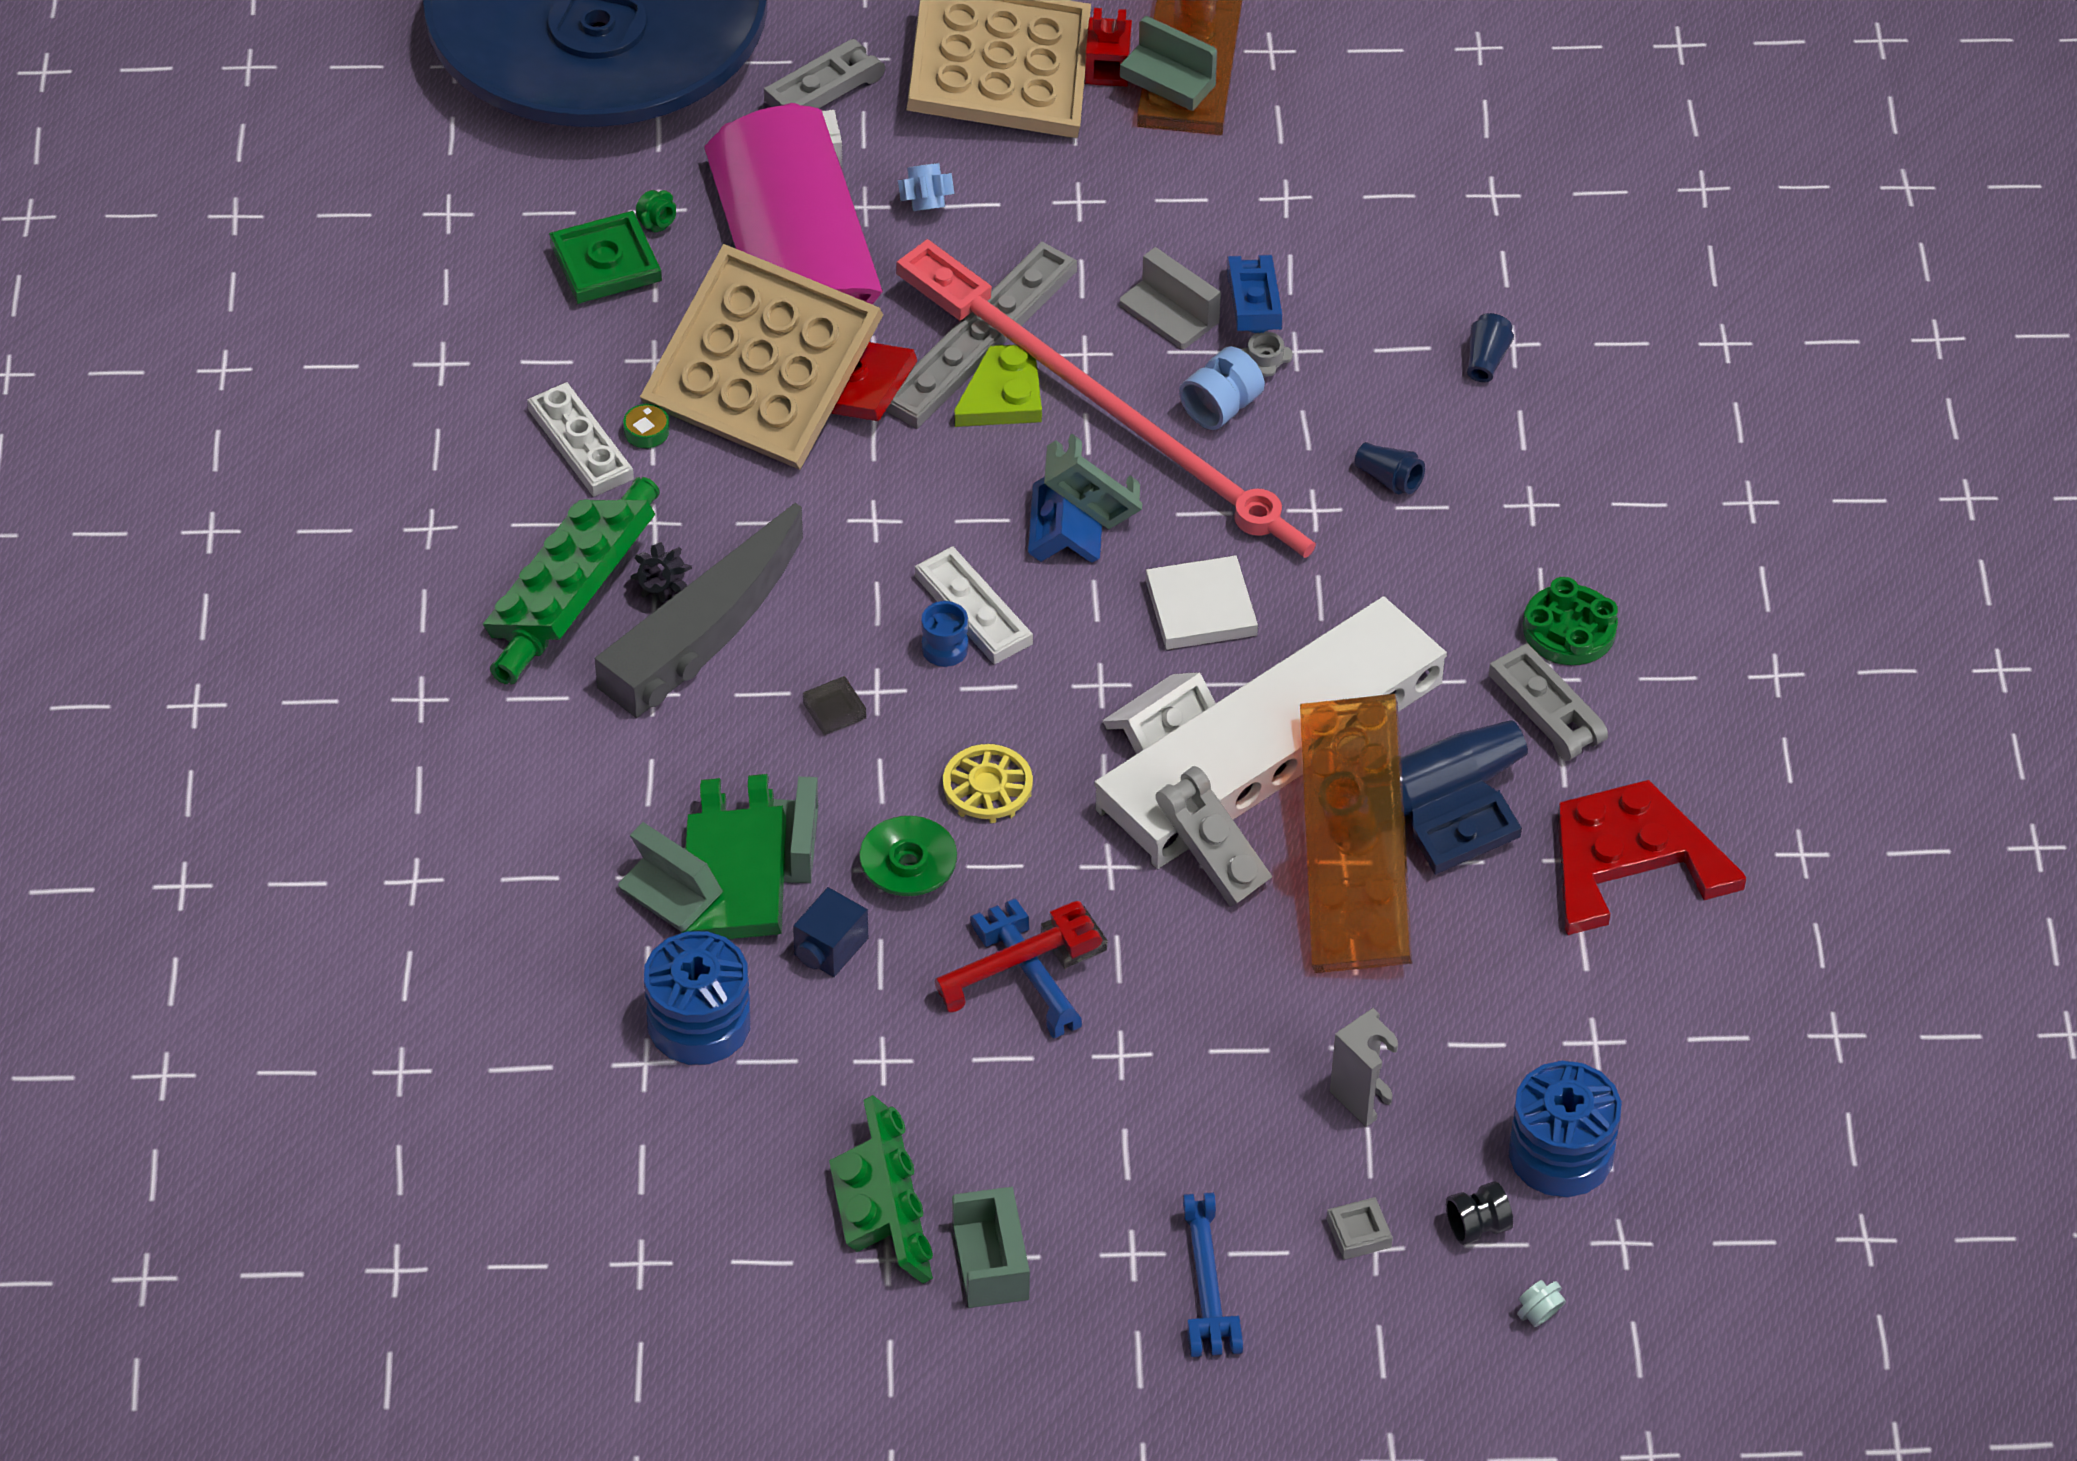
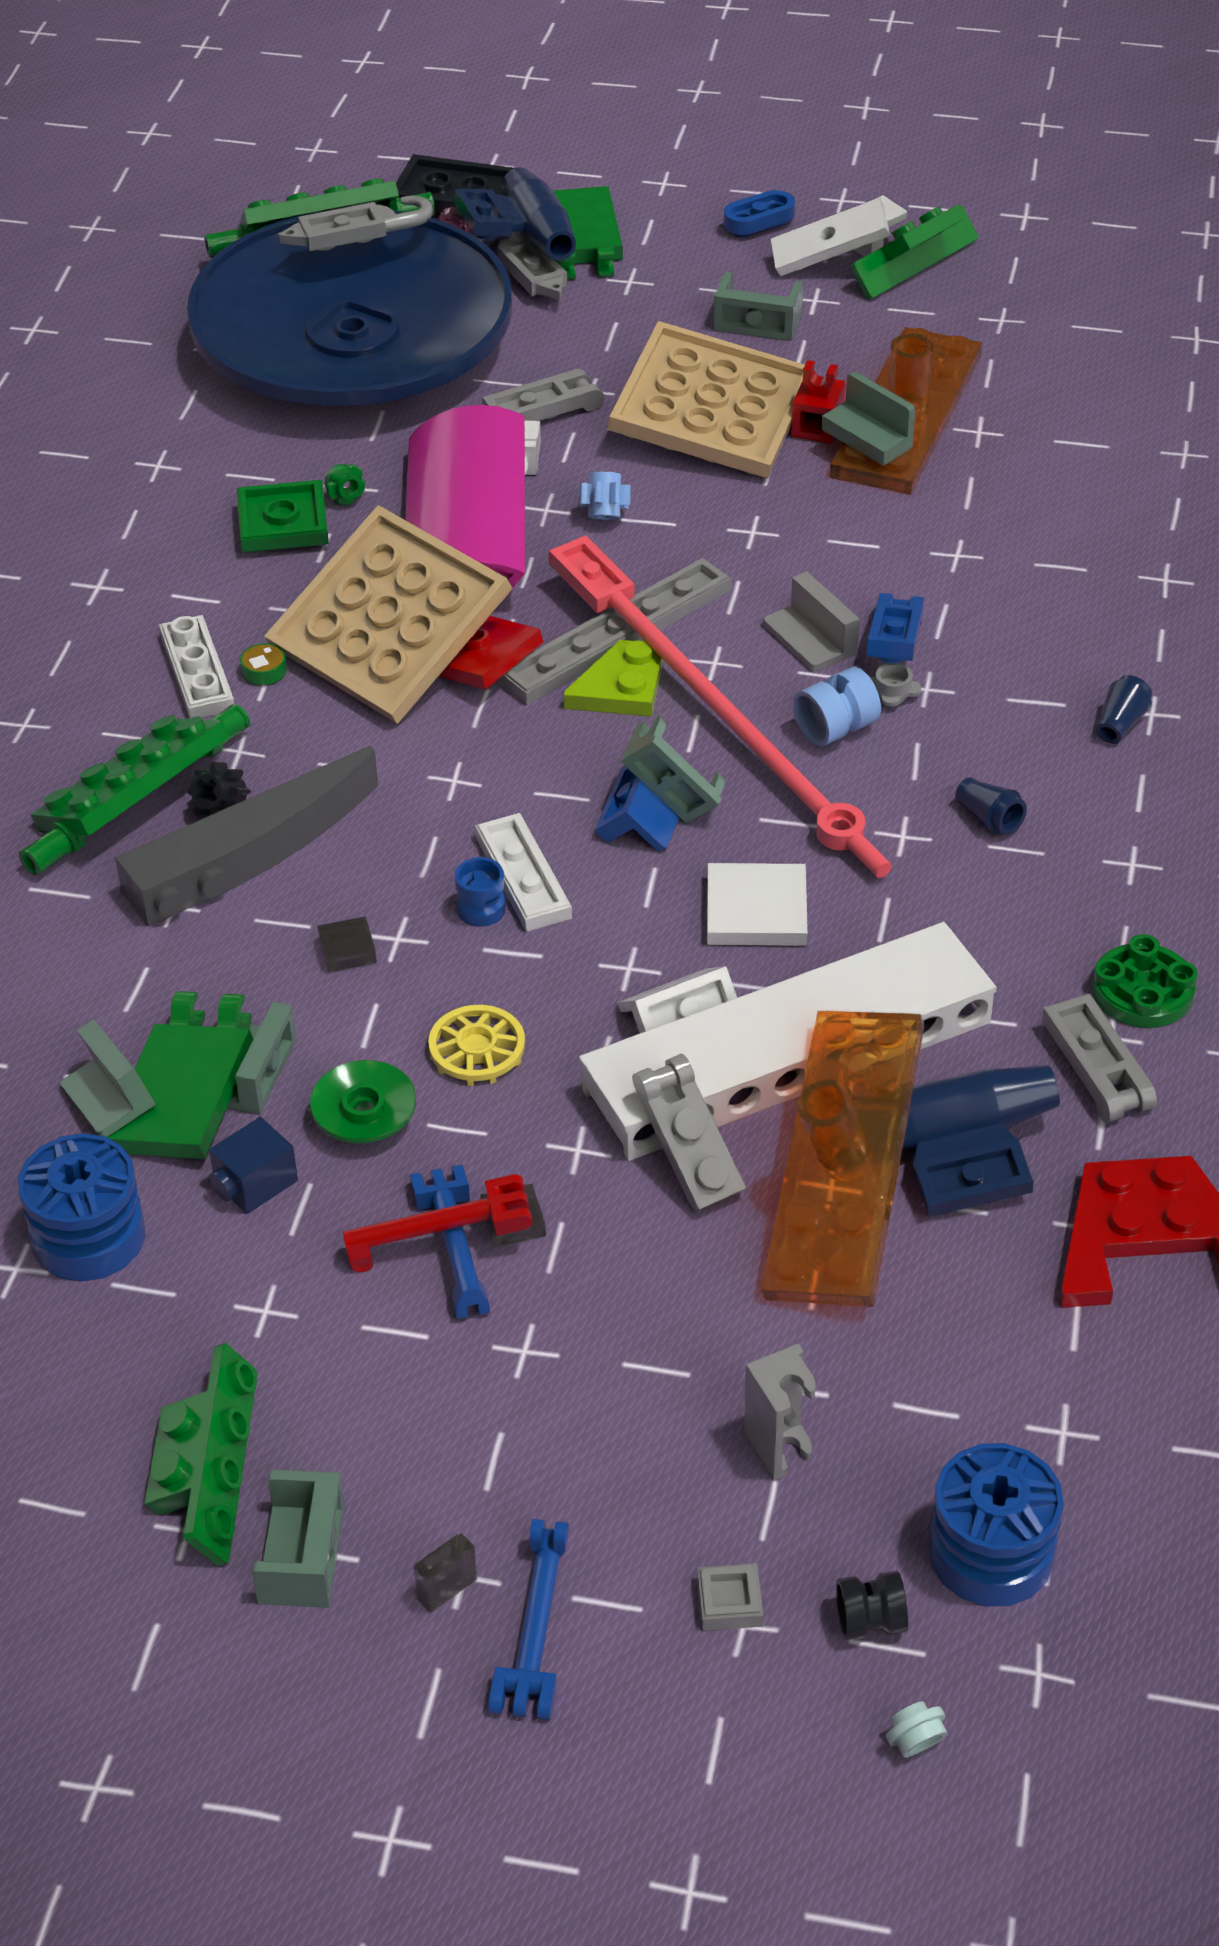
camera: 15 degrees right, 5 degrees down
(1122, 1252) = (445, 1572): none -> clear smoke tile

